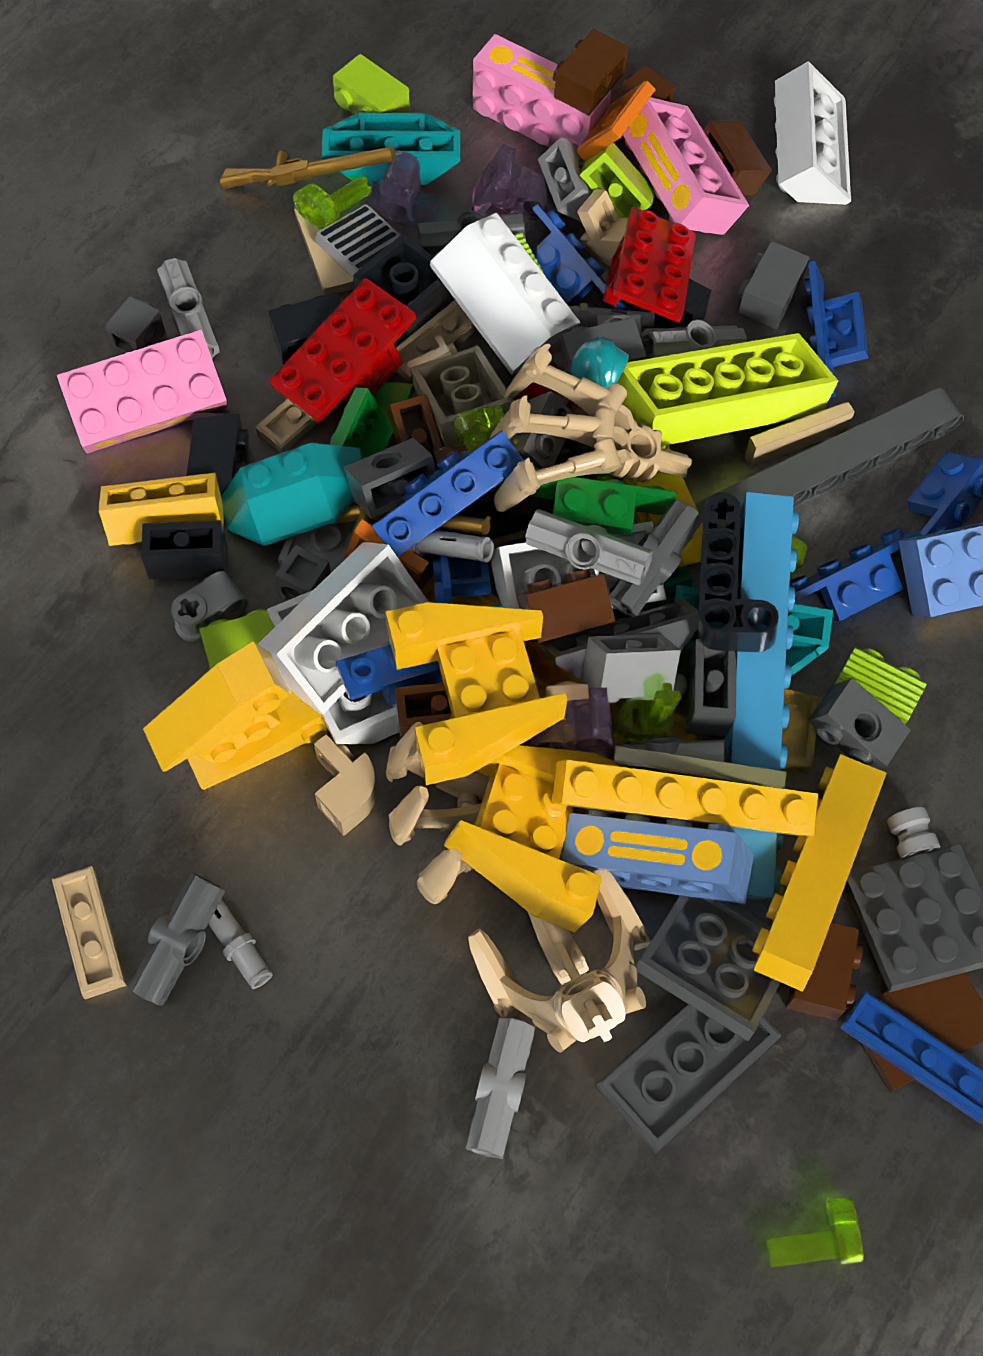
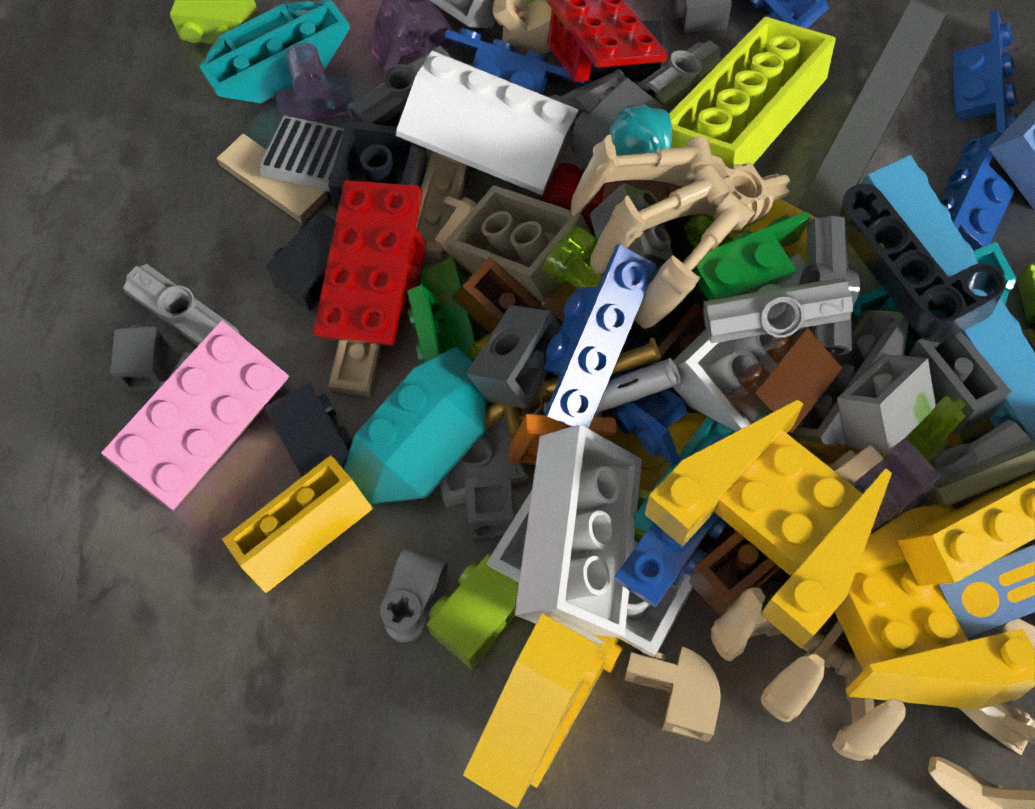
camera: 25 degrees left, 0 degrees up
(183, 549) = (350, 551): black brick -> none
(289, 171) = (193, 121): pearl gold piece -> none
(324, 209) = (248, 140): clear neon green piece -> none
(798, 434) = (824, 106): tan tile -> none

